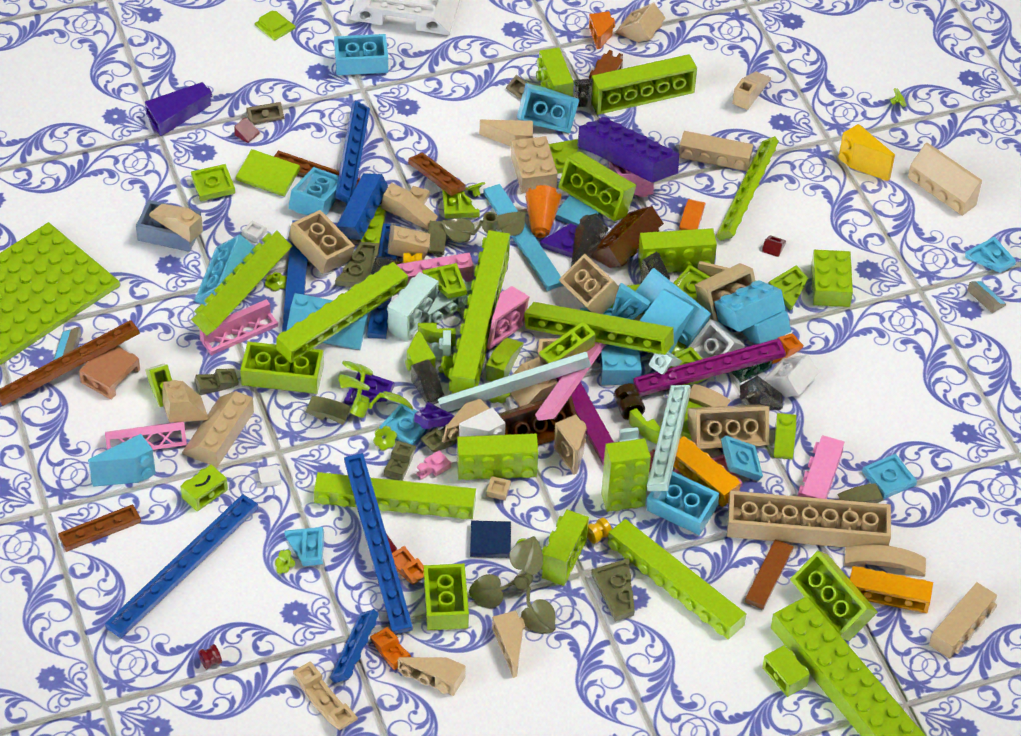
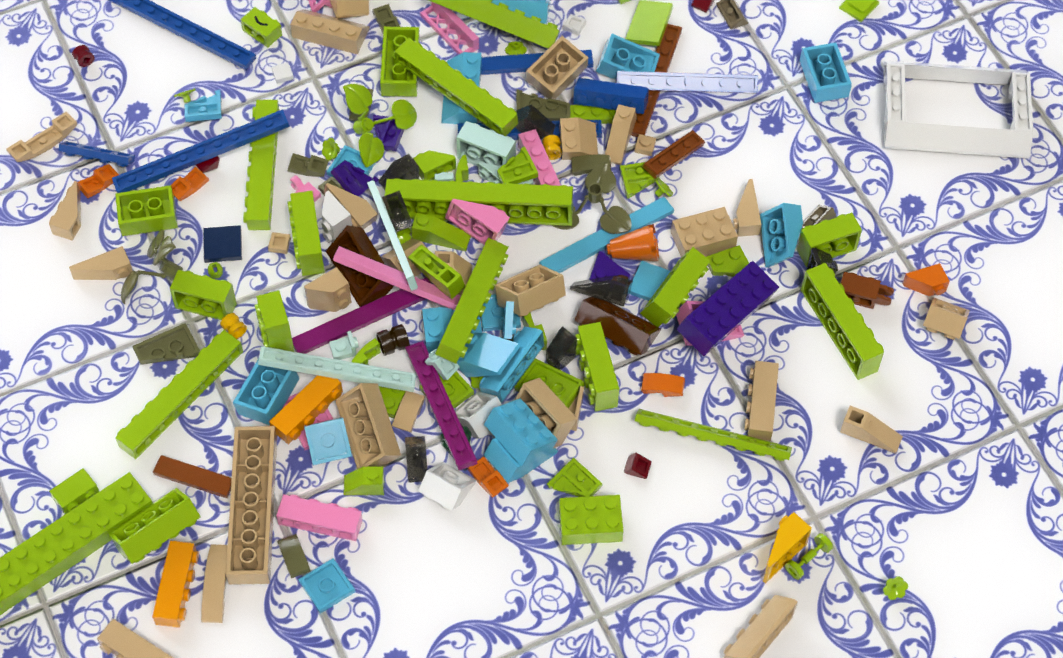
camera: 85 degrees right, 10 degrees up
(492, 369) = (397, 211): none -> clear smoke slope

